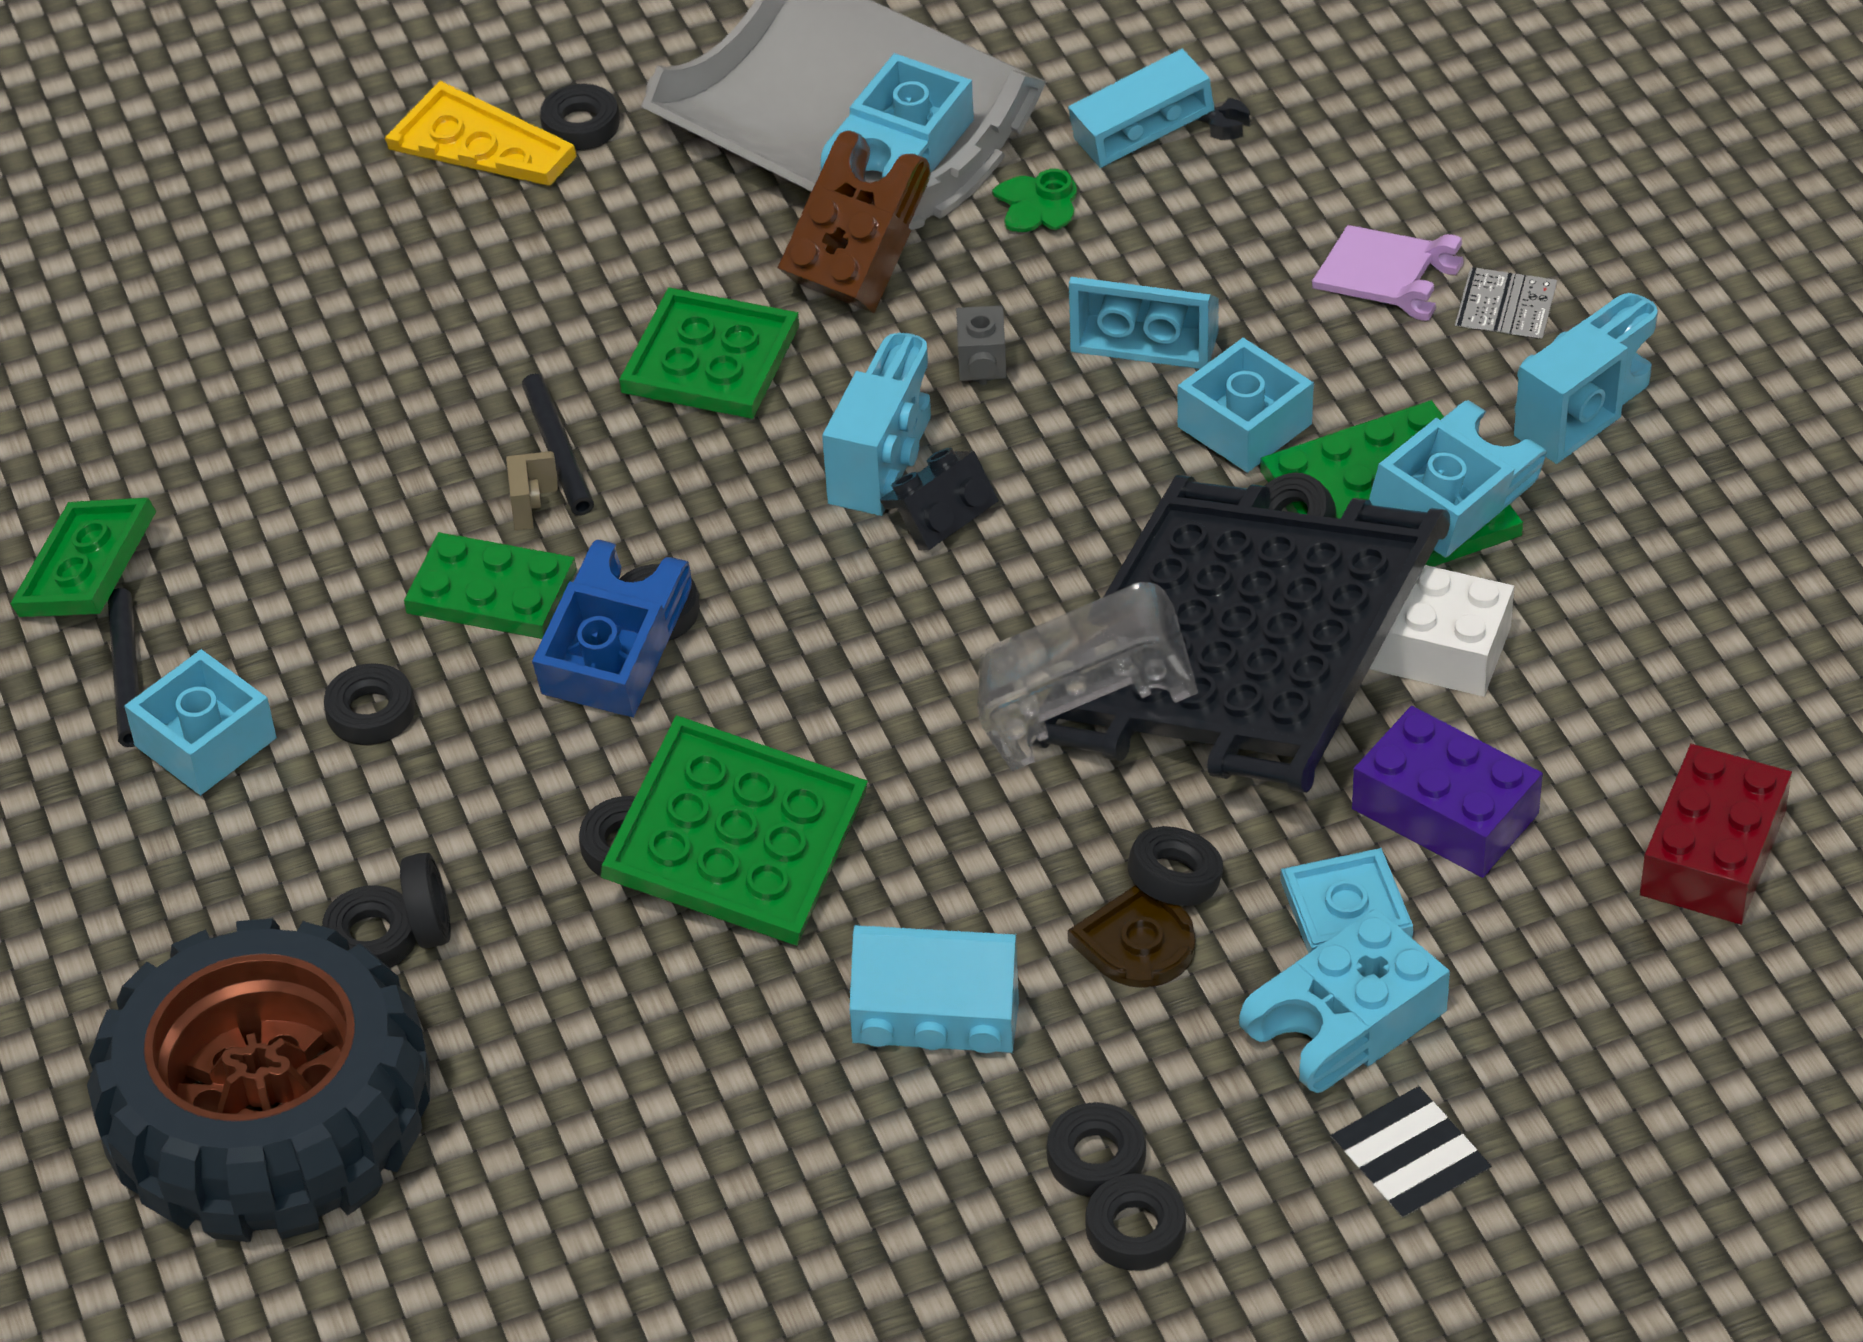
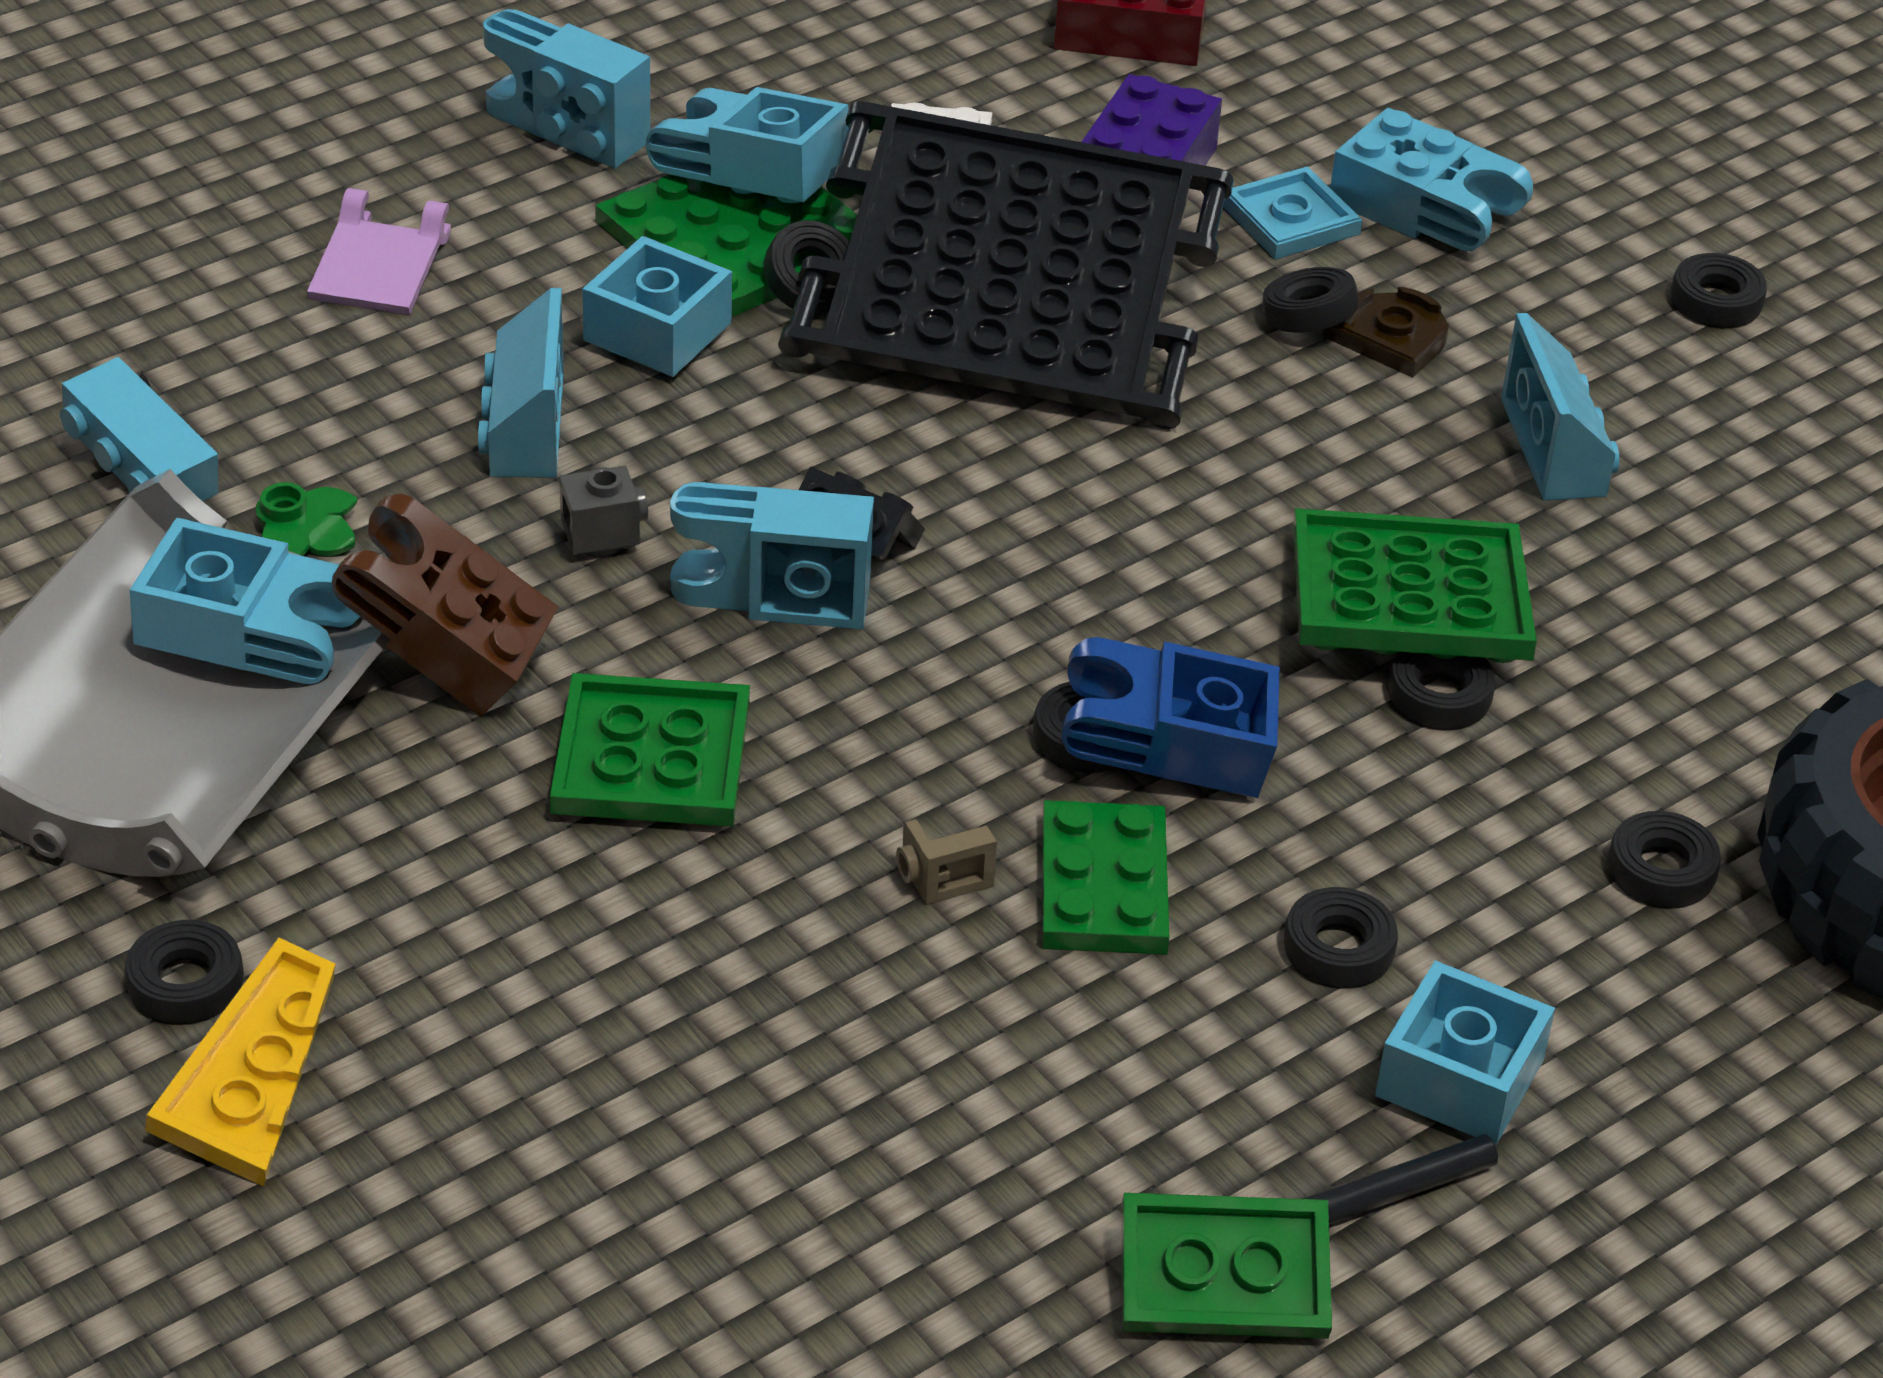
camera: 110 degrees left, 5 degrees down
(425, 900) = (1603, 791): black tyre -> none
(558, 443) = (835, 867): black piece -> none
(1076, 660) = (1130, 342): clear windscreen -> none
(1092, 1120) = (1650, 339): black tyre -> none
(1411, 1151) = (1554, 161): sticker -> none
(1506, 302) = (408, 182): light grey sticker -> none

